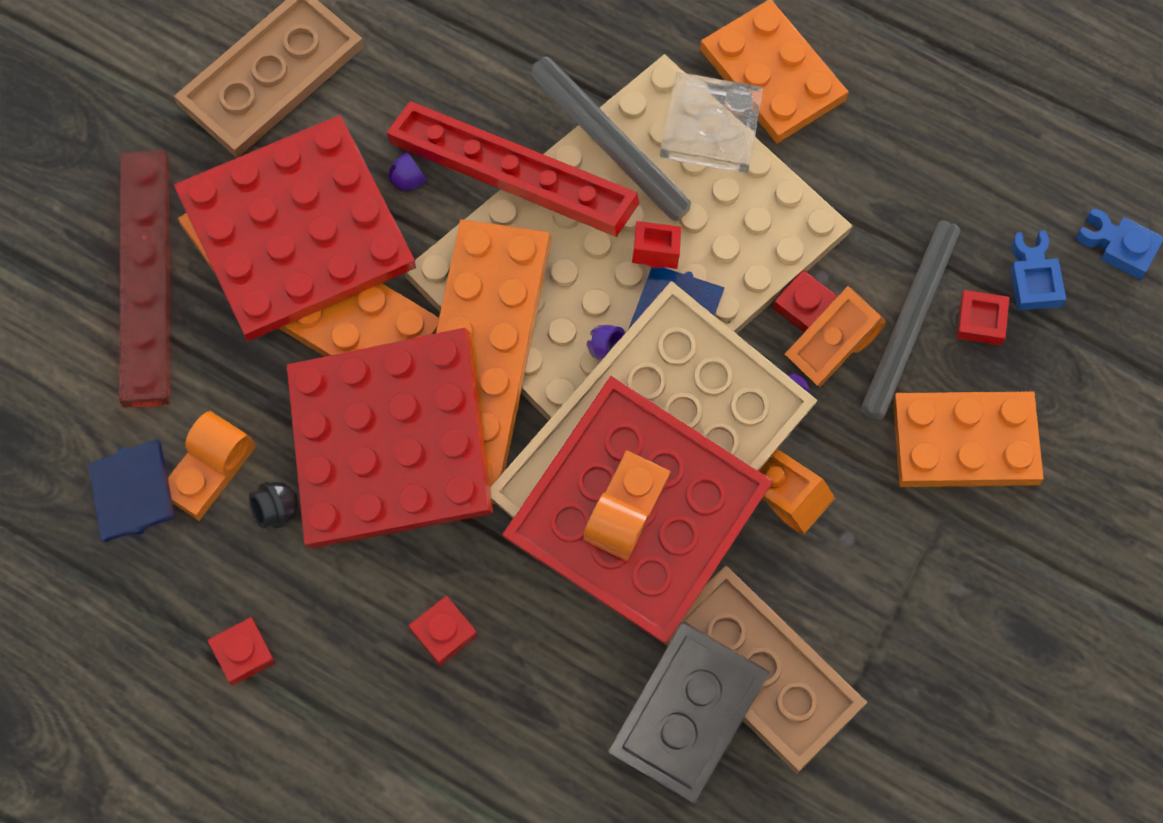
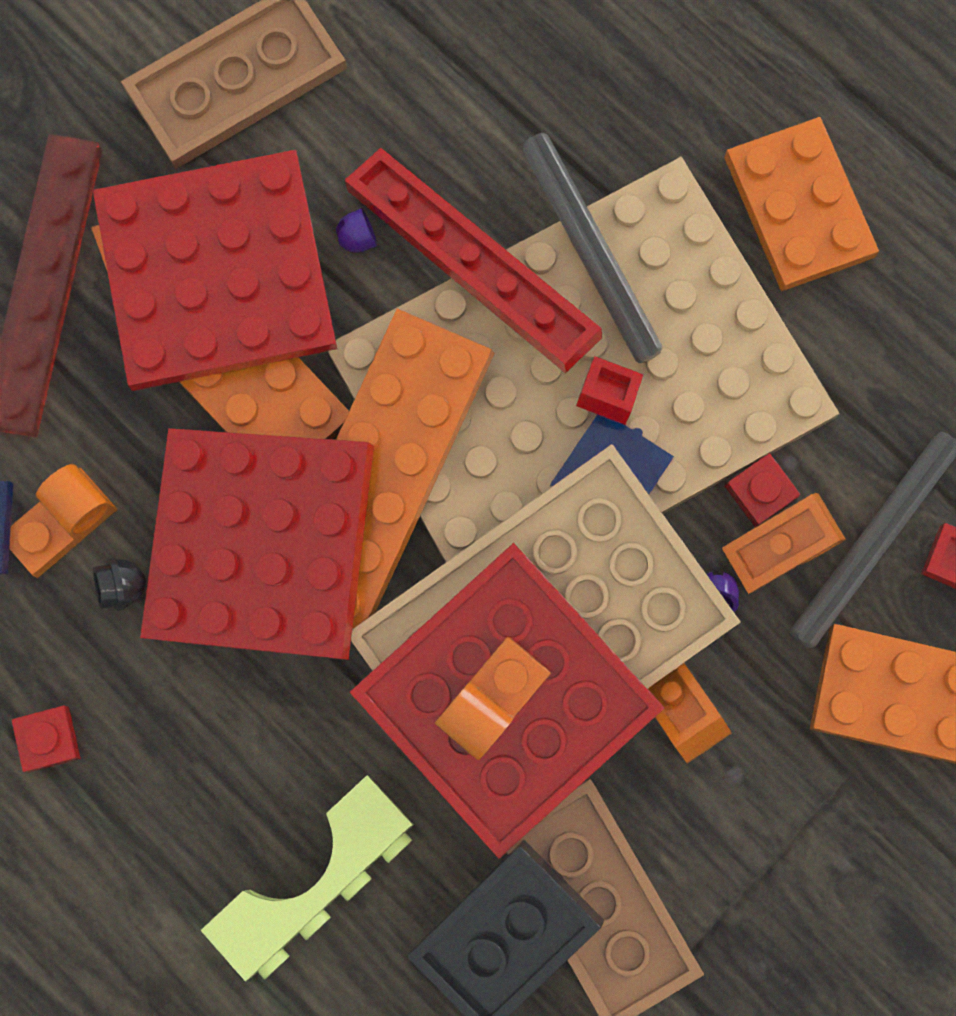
camera: 15 degrees right, 10 degrees up
(443, 630) = (266, 770): red plate -> none
(472, 759) = (258, 927): none -> yellowish green arch
(603, 340) = (522, 489): dark purple hinge -> none
(711, 122) = (712, 255): clear plate -> none

